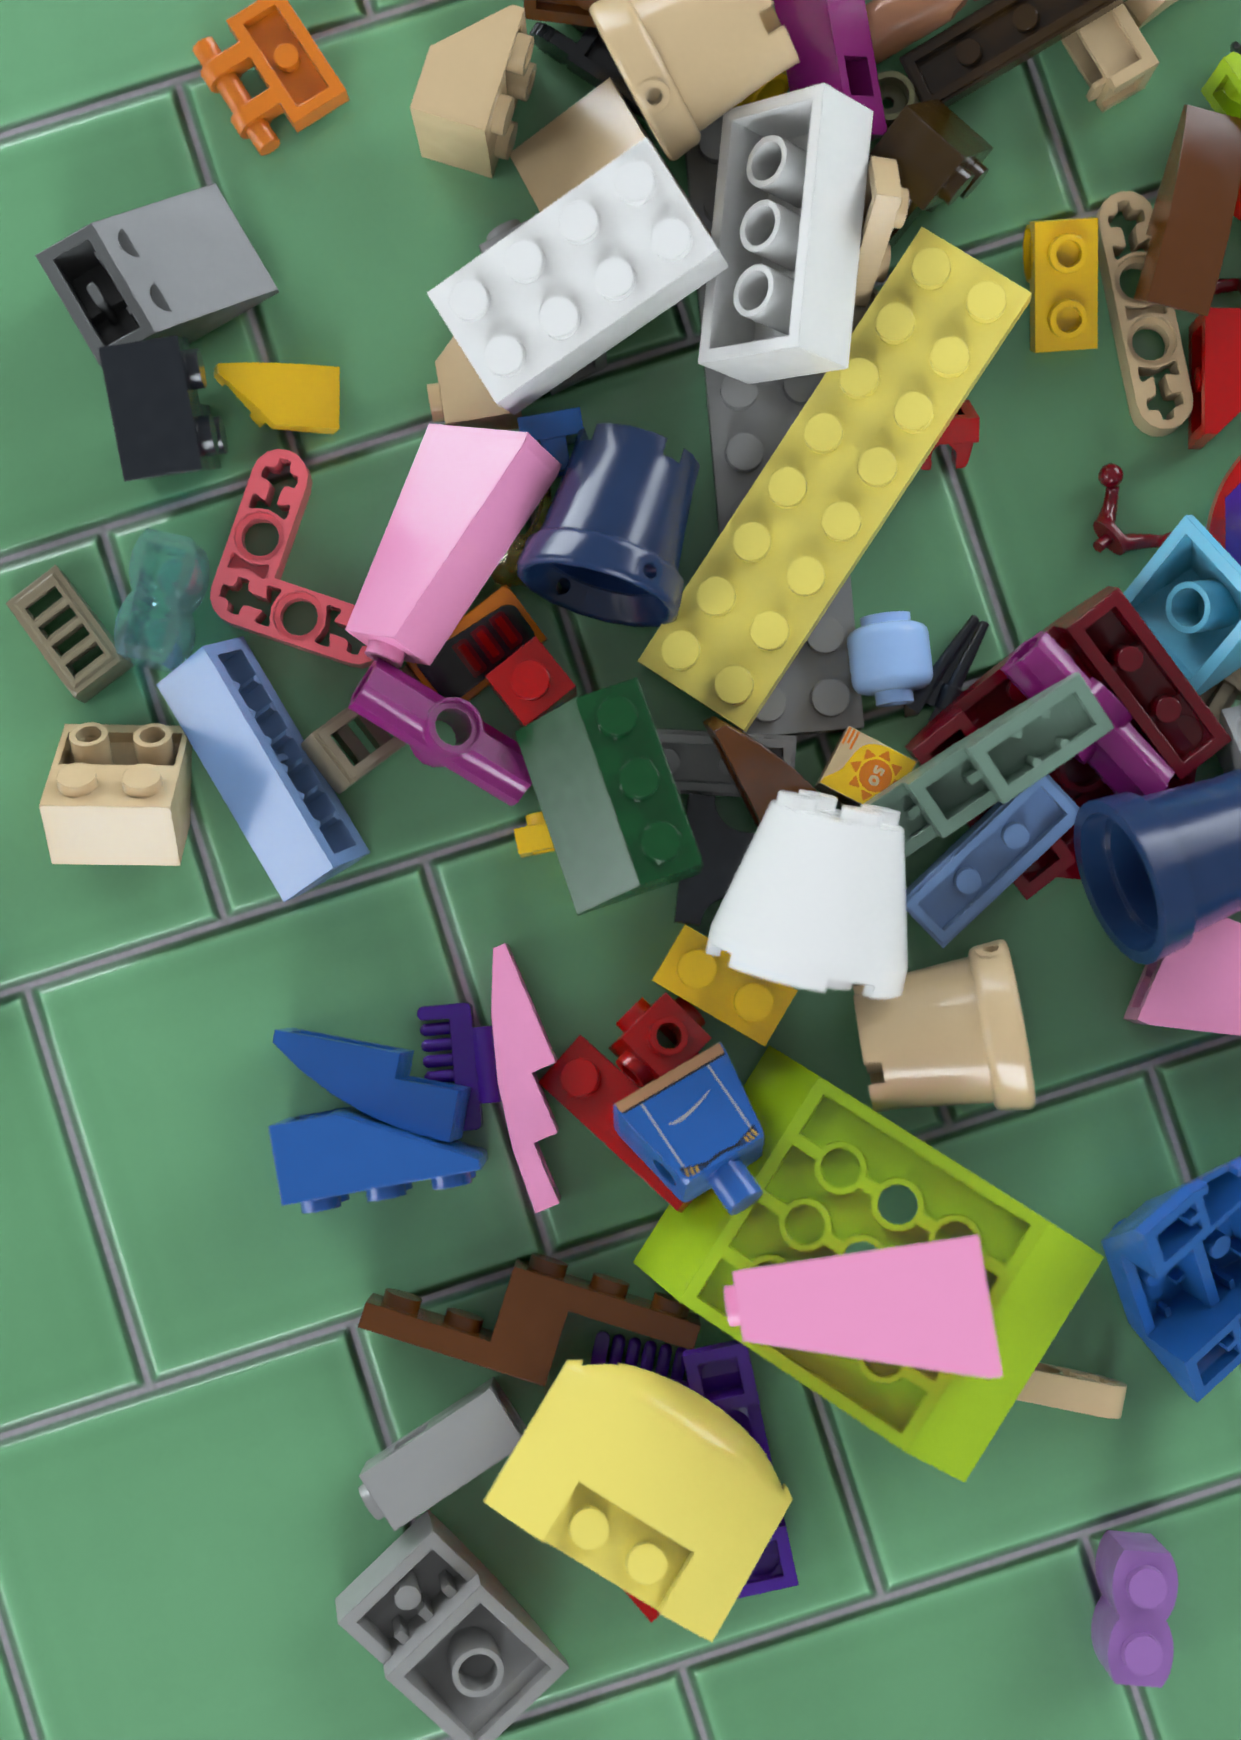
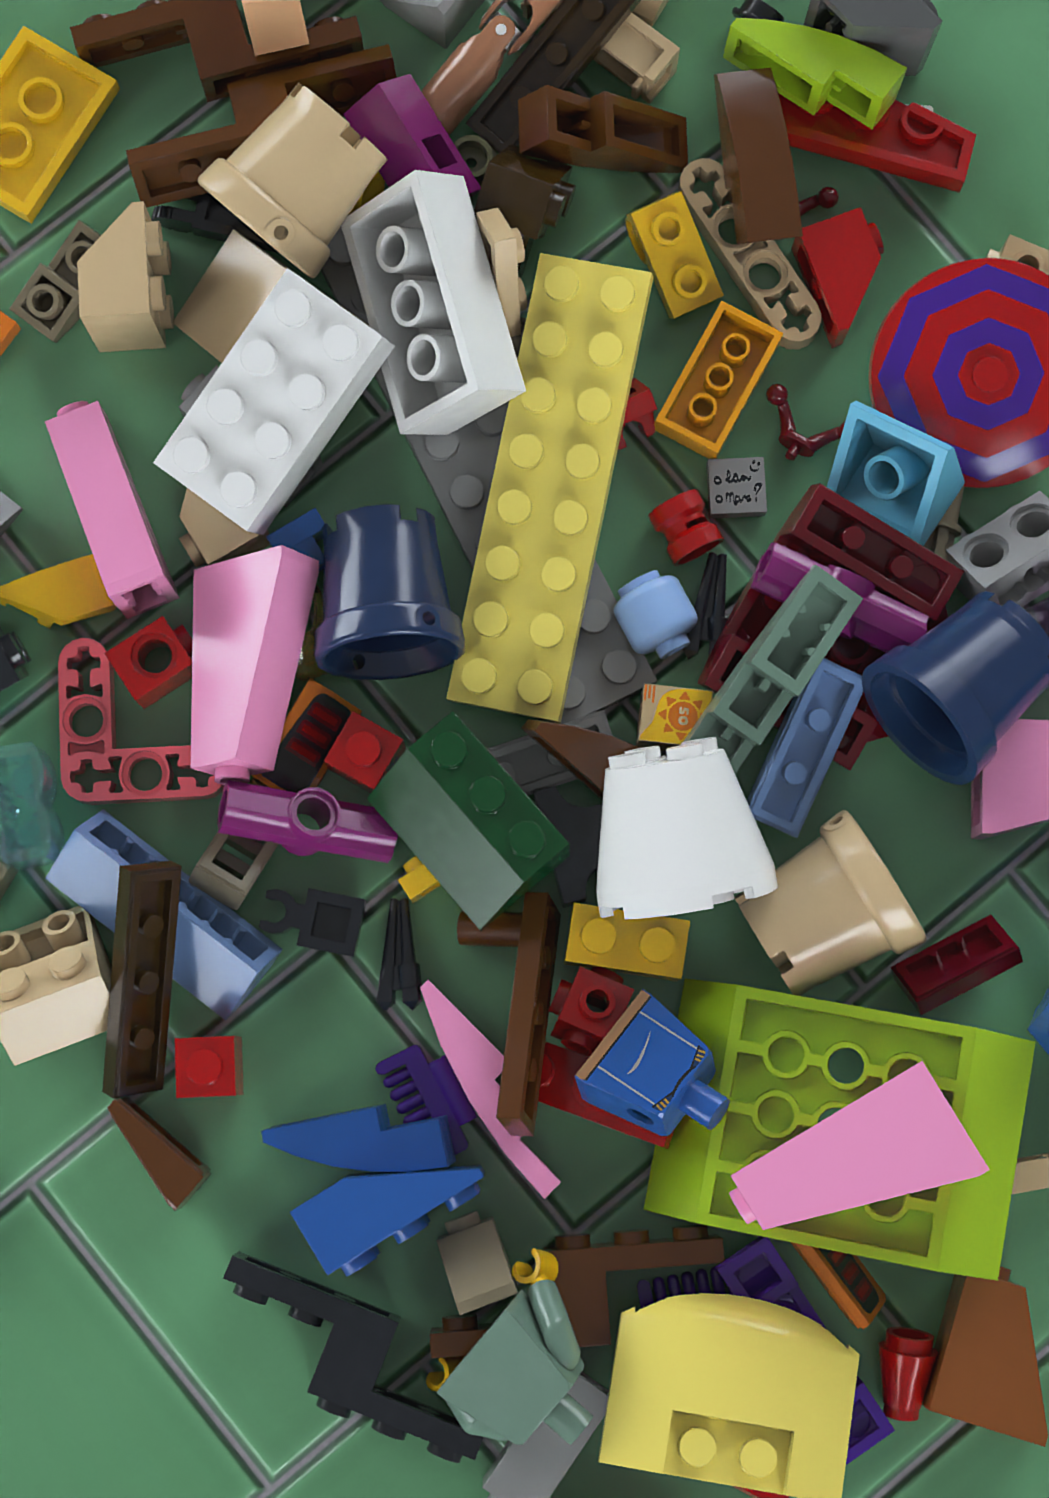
camera: 25 degrees left, 5 degrees down
(168, 1017) = (165, 1159): none -> reddish brown slope
(213, 825) = (141, 978): none -> dark brown tile
(248, 943) = (208, 1066): none -> red brick
(281, 1293) = (352, 1357): none -> black bracket
(329, 489) = (130, 656): none -> red brick
(367, 327) = (110, 509): none -> bright pink slope
(392, 71) = (51, 294): none -> dark tan slope
(423, 841) = (325, 922): none -> black plate
(440, 1250) = (475, 1262): none -> dark tan slope
(442, 1373) = (519, 1366): none -> sand green torso
(485, 909) = (399, 963): none -> black piece
(632, 943) = (536, 936): none -> reddish brown piece
(811, 1423) = (845, 1282): none -> orange slope
(834, 1529) = (906, 1369): none -> red cone
(920, 1555) = (988, 1360): none -> dark orange slope
(958, 578) = (685, 527): none -> red wheel
(1028, 557) = (736, 487): none -> light grey tile
(1038, 122) = (601, 132): none -> reddish brown slope
(1054, 437) = (718, 381): none -> light orange piece
(1055, 1142) = (956, 964): none -> dark red plate

